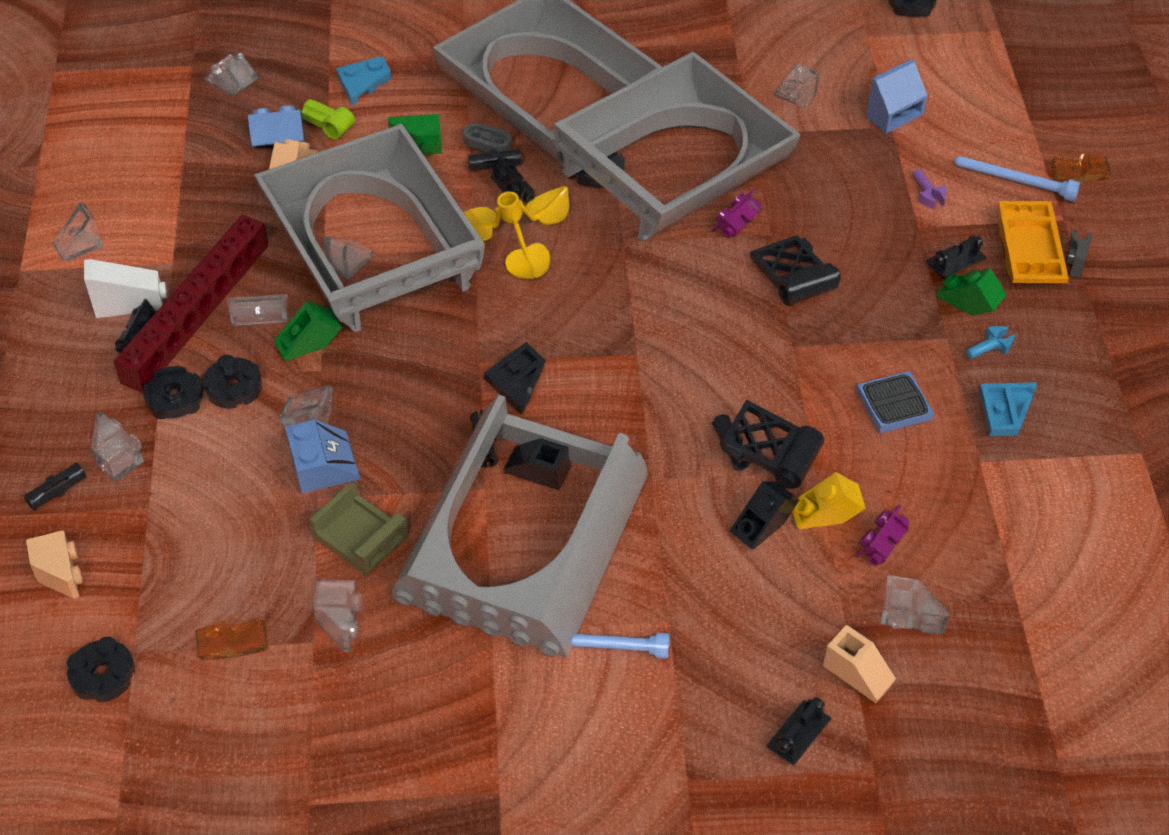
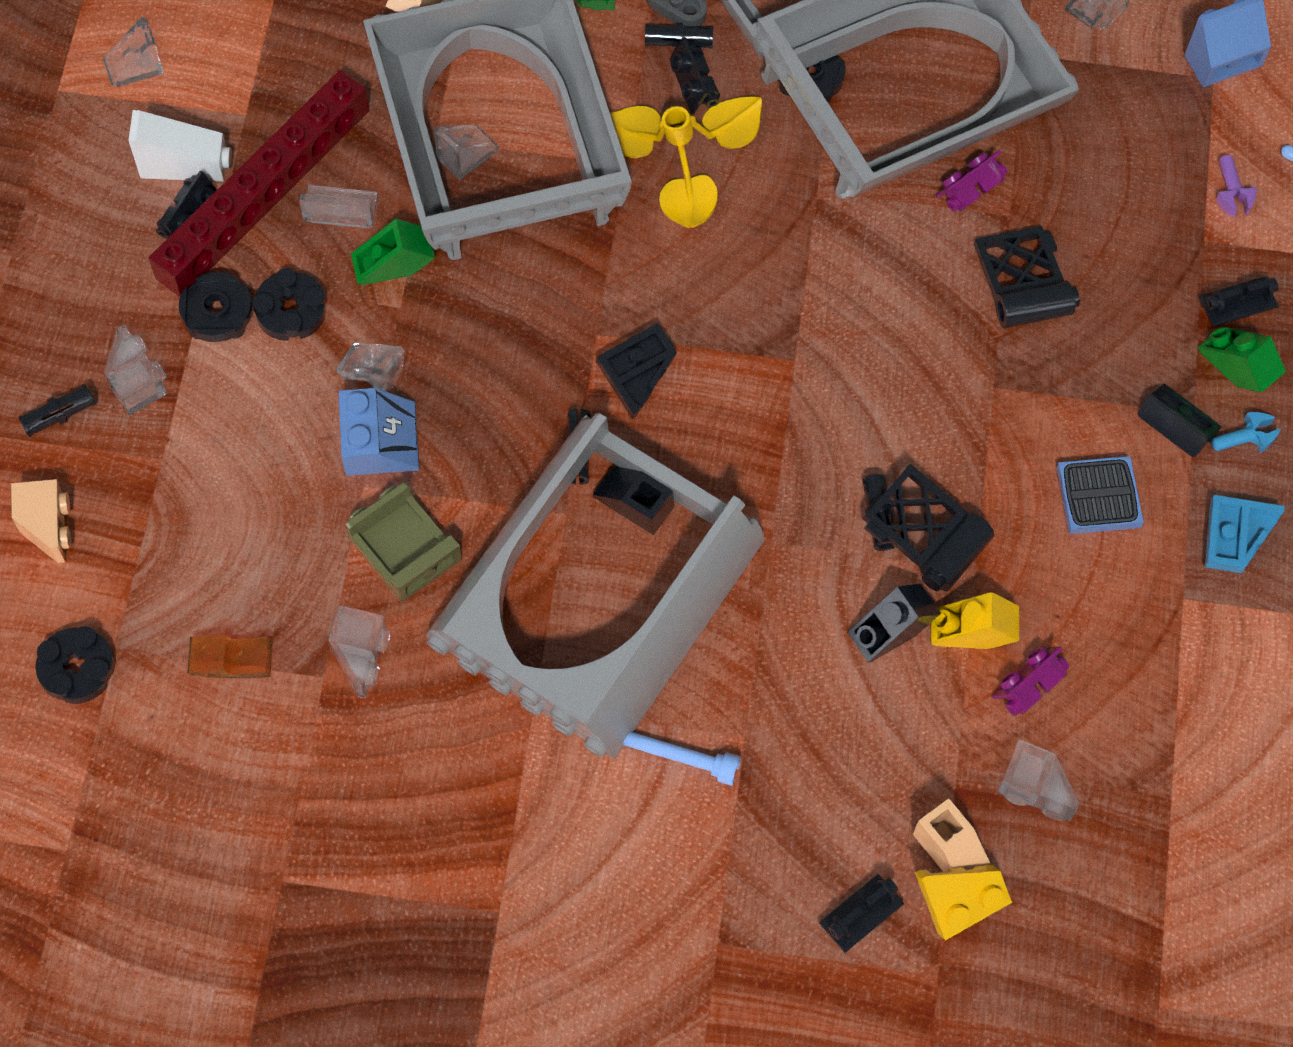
camera: 10 degrees right, 15 degrees up
(876, 701) = (962, 896): none -> yellow wing
(937, 343) = (1178, 420): none -> black slope

